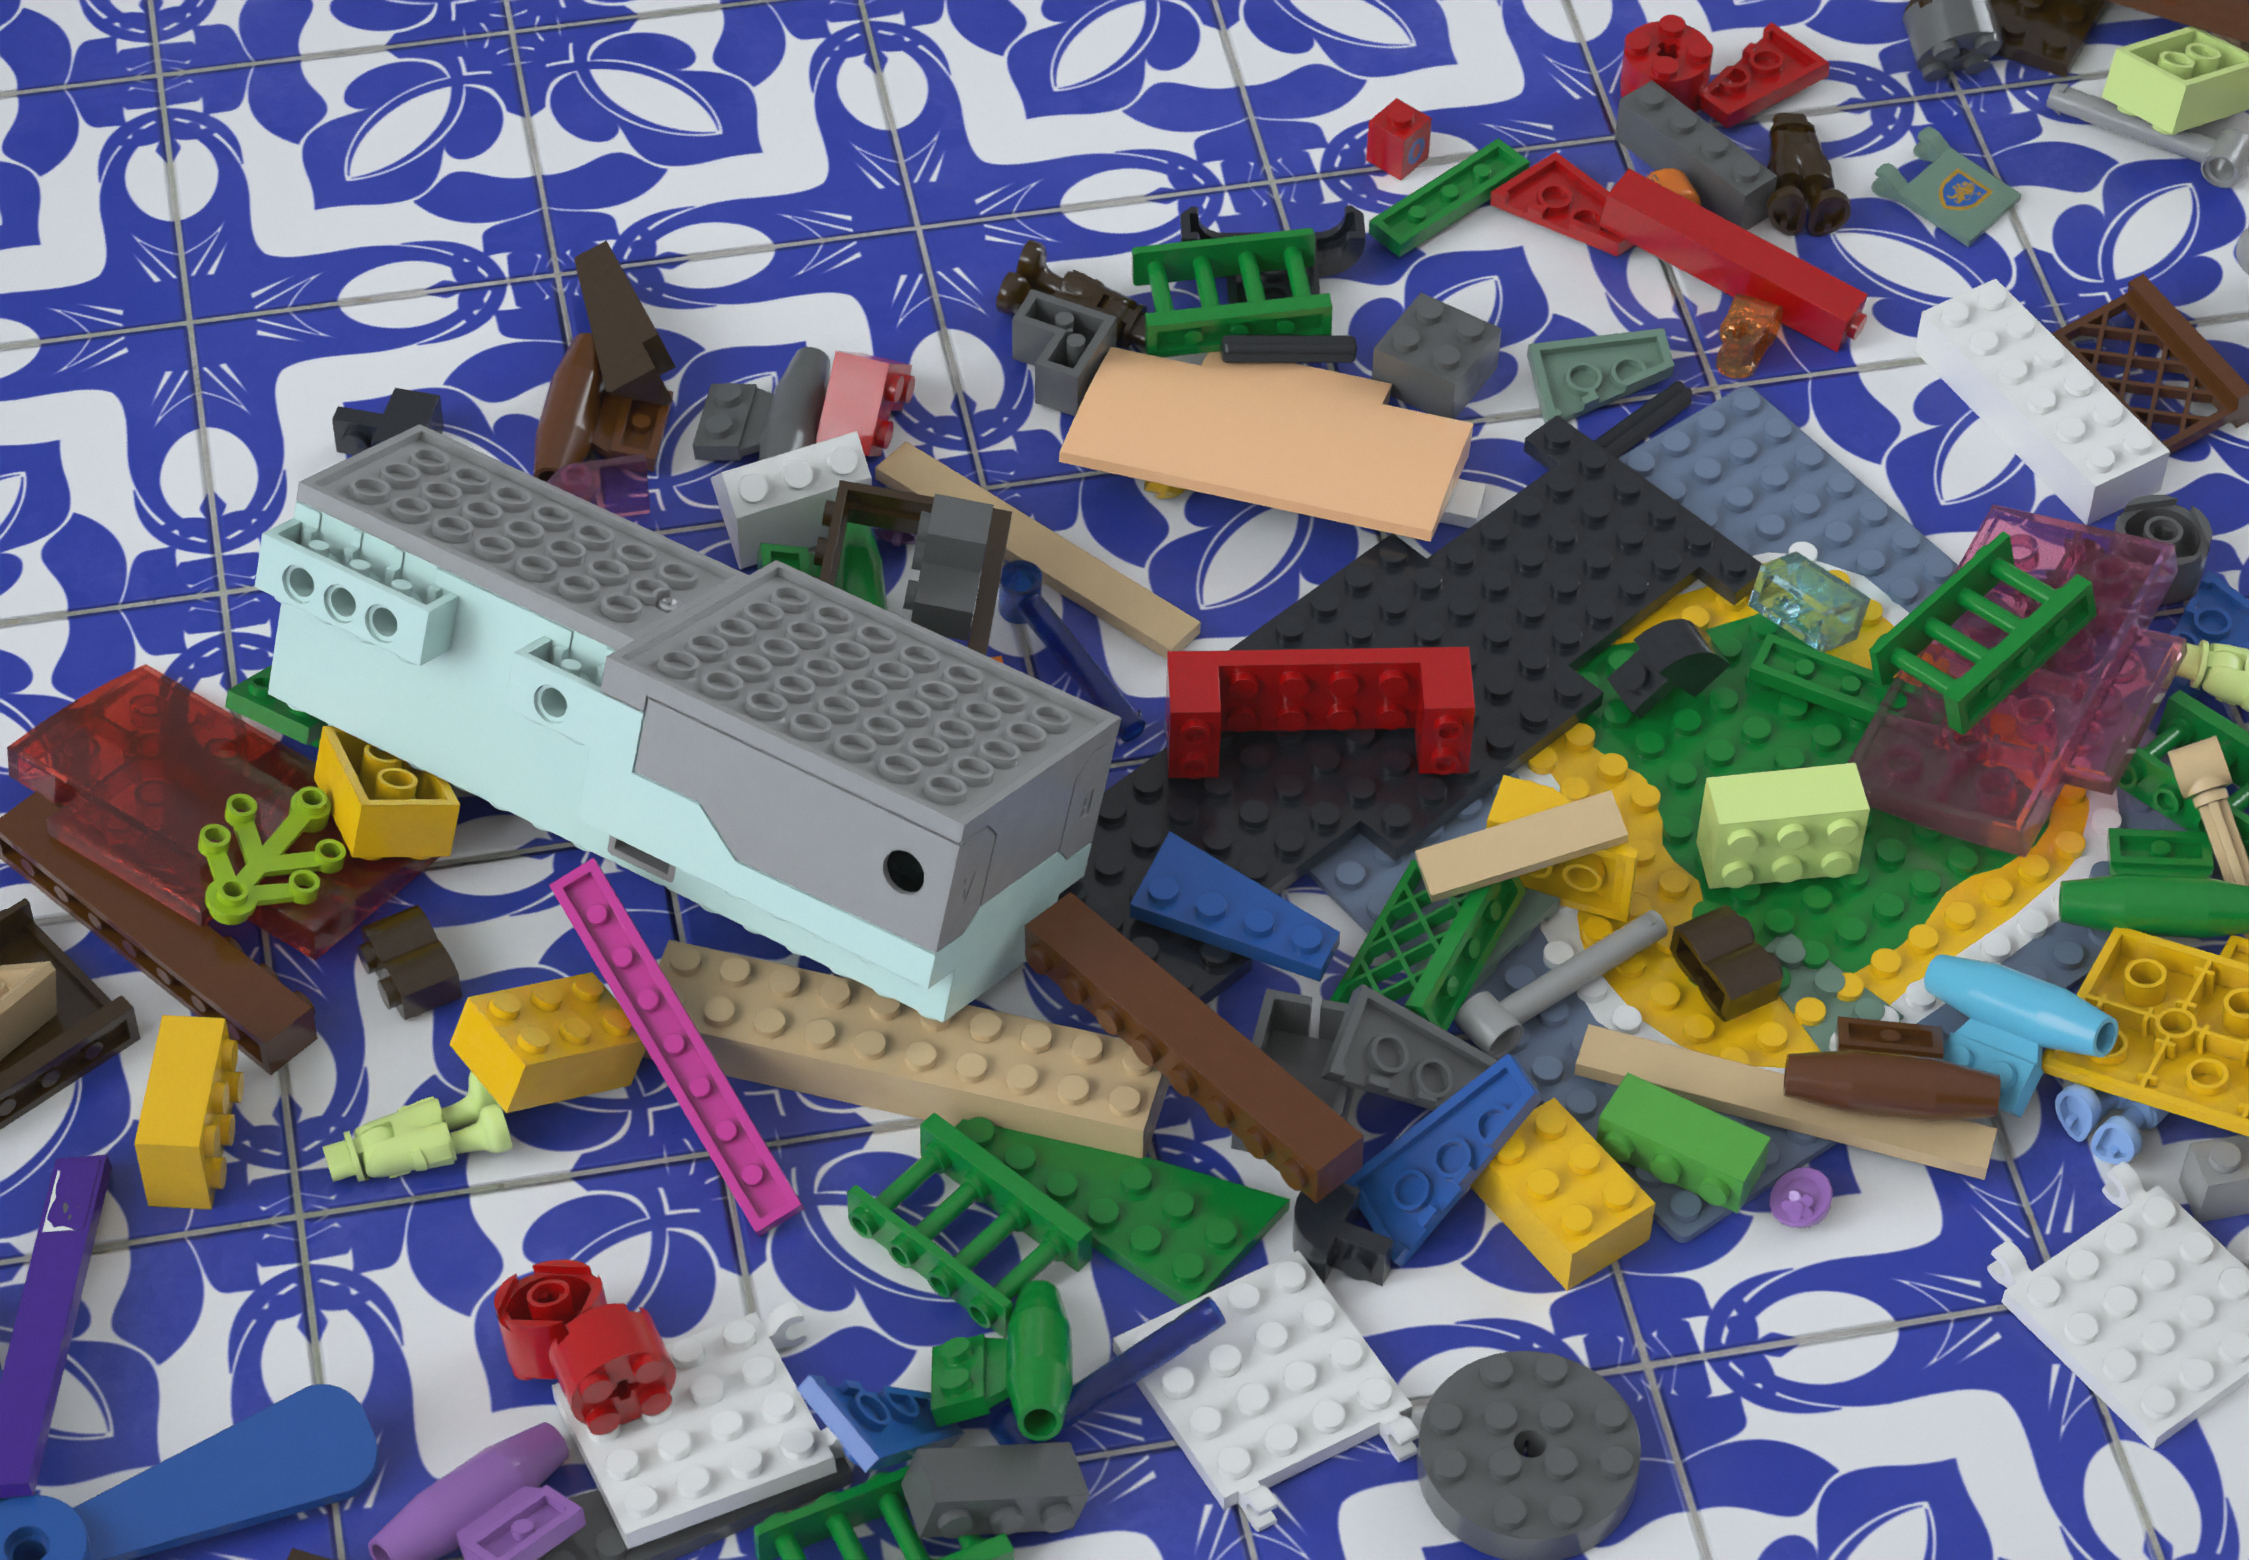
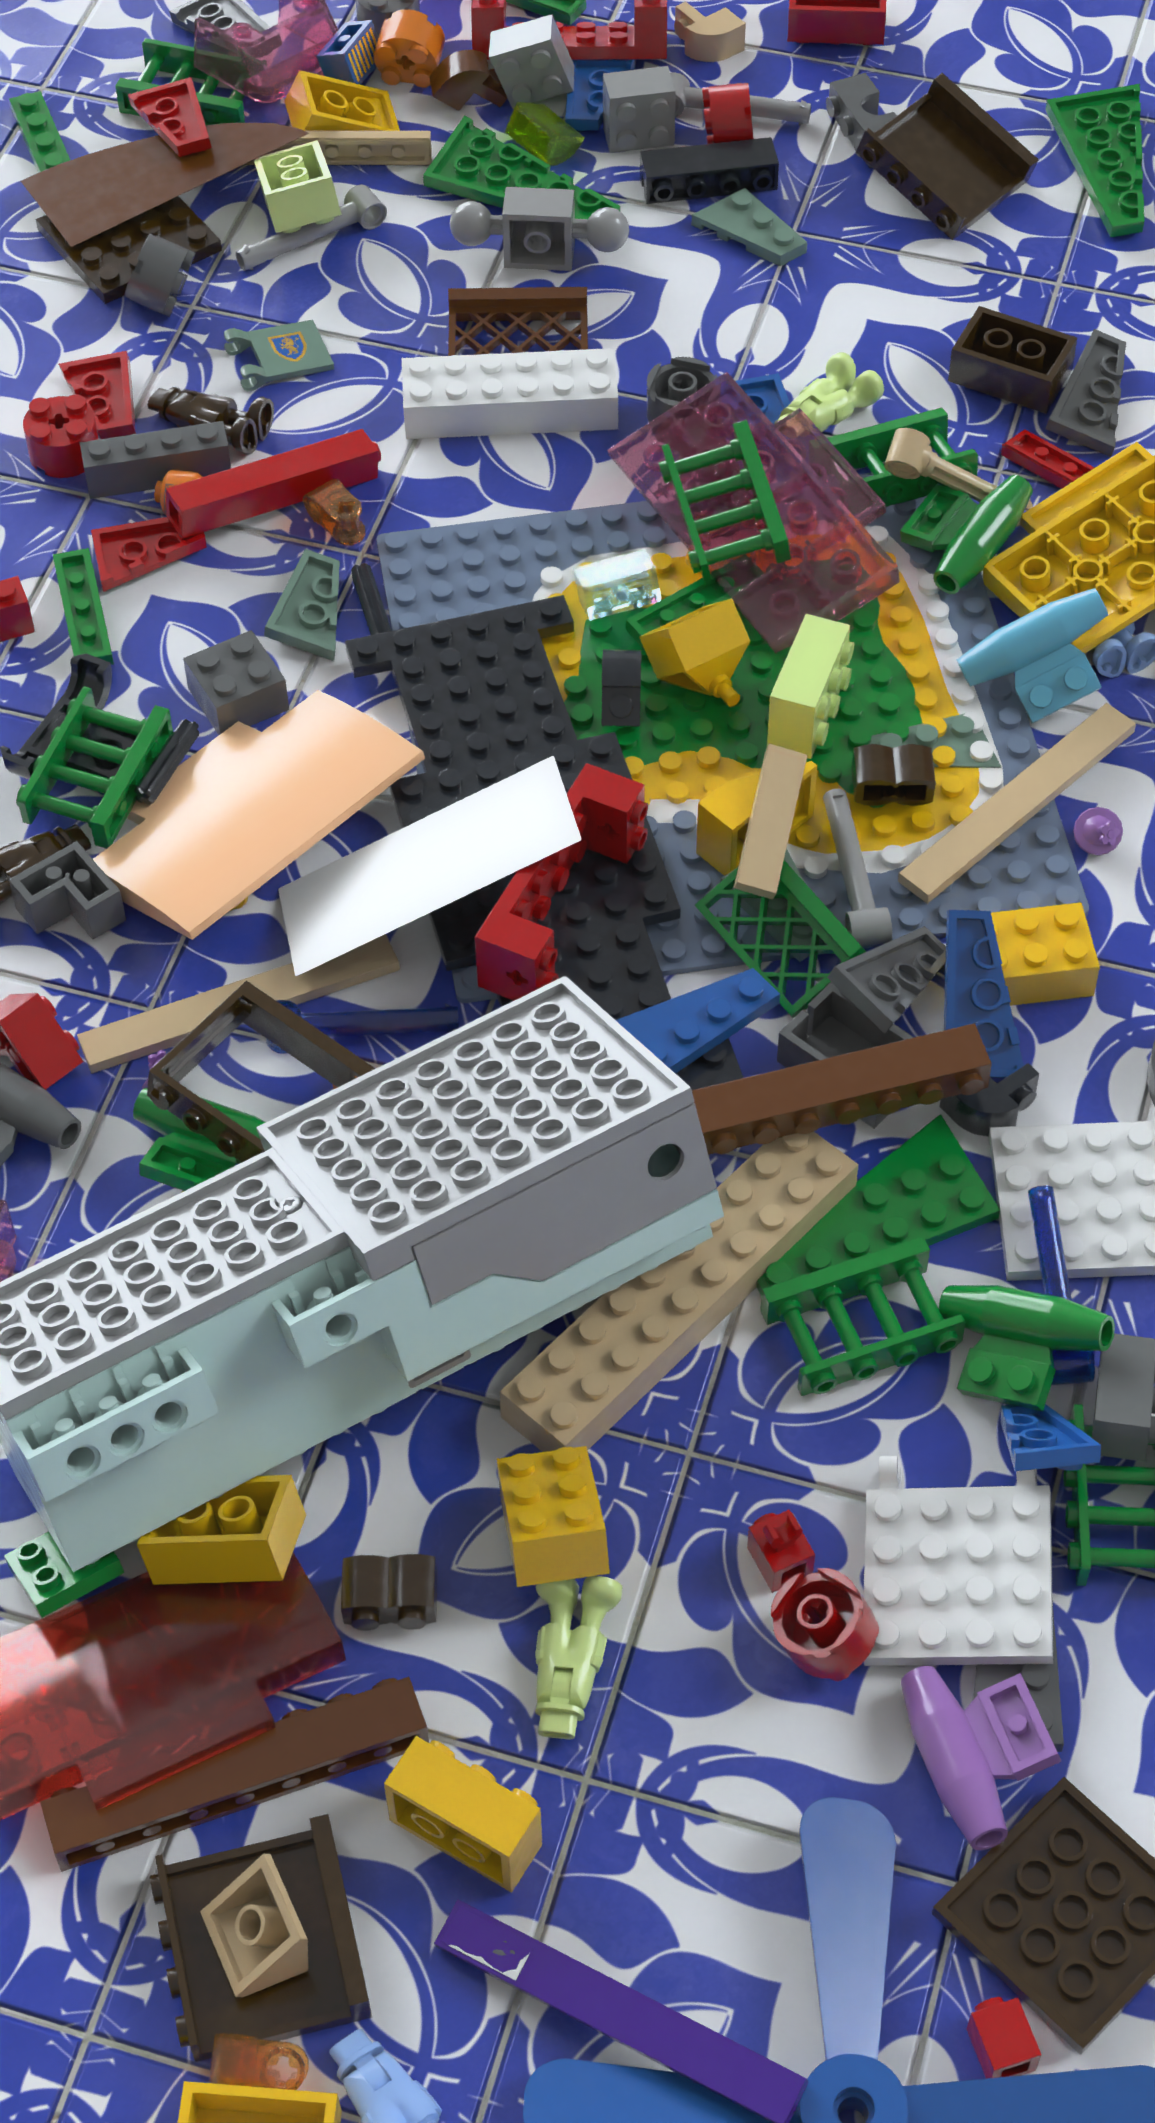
camera: 60 degrees left, 5 degrees up
(235, 897) = (243, 1645): lime plant -> none
(613, 1367) = (913, 1594): red brick -> none
(636, 1261) = (779, 1548): none -> red brick
(677, 1047) = (612, 1426): dark pink plate -> none
(786, 495) = (96, 1122): white slope -> none
(950, 564) = (289, 1037): dark grey brick -> none
(1273, 595) = (427, 865): none -> white sticker
(1682, 1142) = (1031, 867): bright green brick -> none
(1759, 708) = (700, 650): none -> yellow piece
(1891, 1073) = (1042, 732): reddish brown plate -> none

